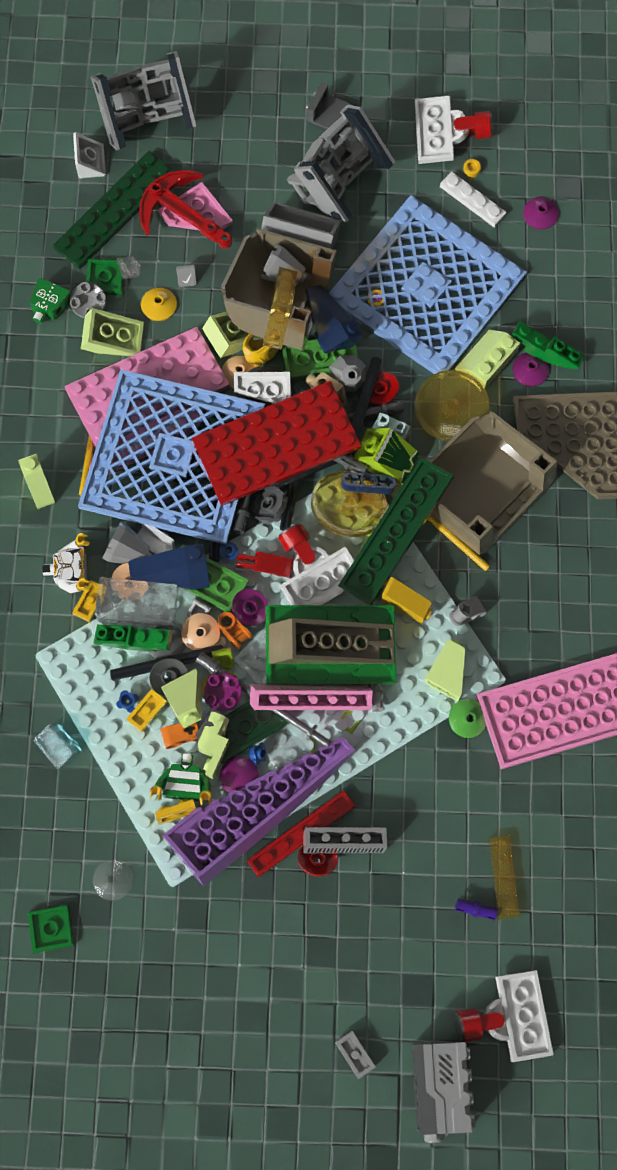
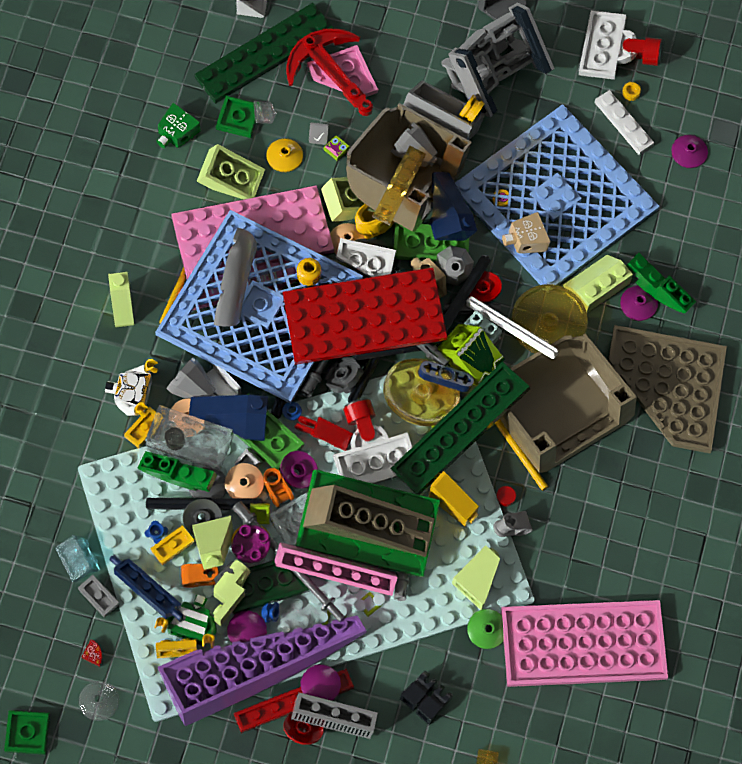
camera: 10 degrees right, 5 degrees down
(86, 297) = (215, 132): light grey dish -> none
(87, 777) = (98, 596): none -> light grey plate
(95, 835) = (93, 653): none -> red tile
(126, 609) = (176, 442): none -> clear smoke wheel
(133, 760) = (147, 588): none -> dark blue plate
(143, 436) = (235, 278): none -> light grey brick
(206, 286) = (336, 148): none -> tile
(212, 412) = (309, 271): none -> yellow head
(323, 811) = (321, 682): none -> magenta dish
(328, 218) = (471, 109): none -> yellow wheel
(411, 328) = (527, 235): none -> tan torso
(418, 800) = (427, 706): none -> black legs
(420, 421) = (512, 327): none -> white axle
(453, 585) = (506, 496): none -> red tile

